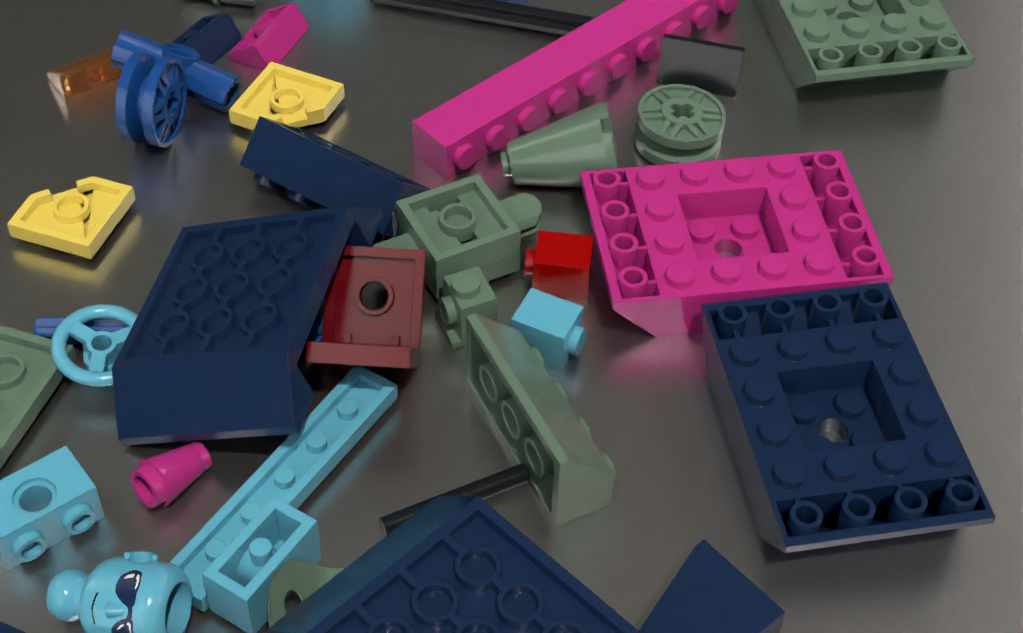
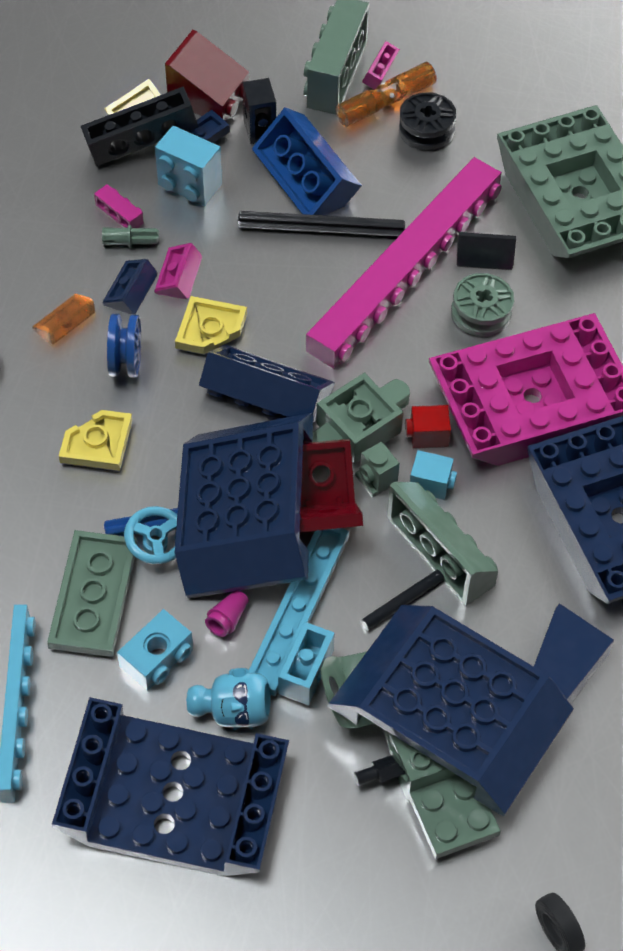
camera: 10 degrees left, 10 degrees up
(204, 80) = (153, 321): blue piece -> none
(563, 149) = (413, 340): sand green cone -> none

